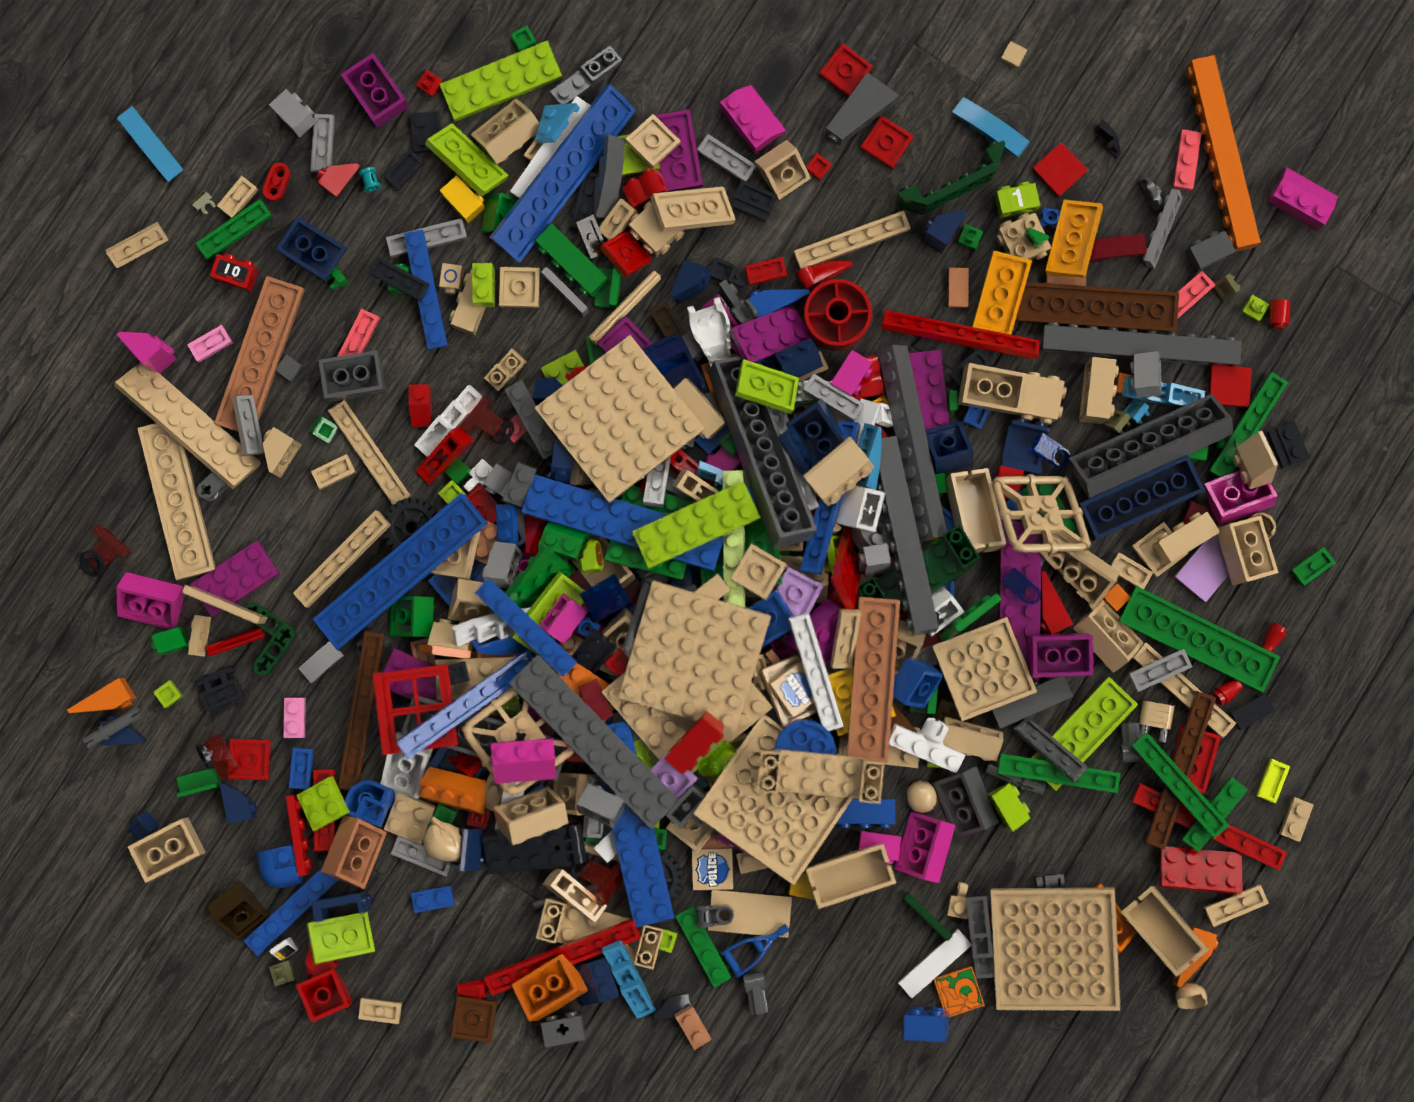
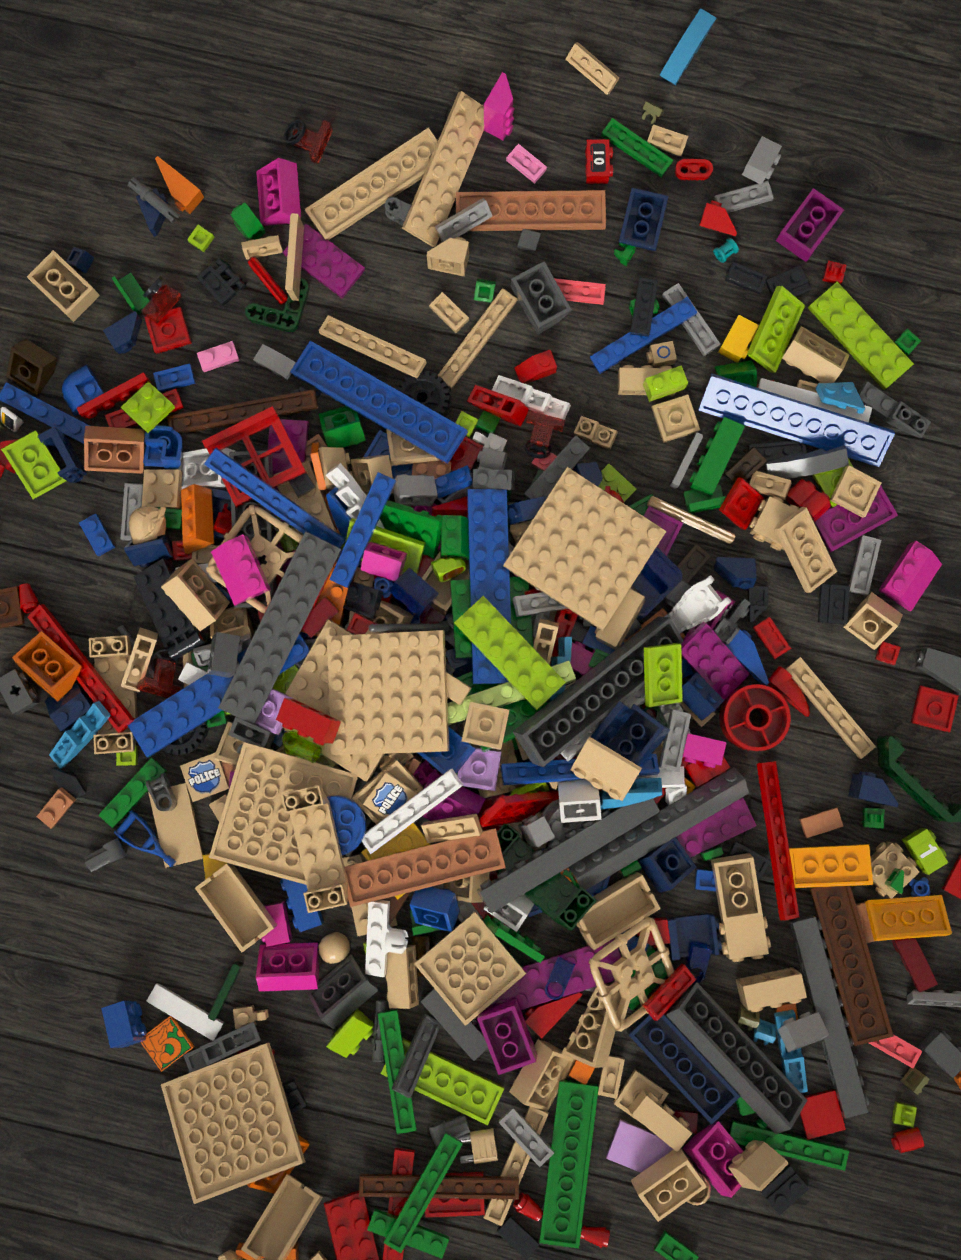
camera: 75 degrees right, 0 degrees up
(1069, 487) = (669, 992): none -> red tile

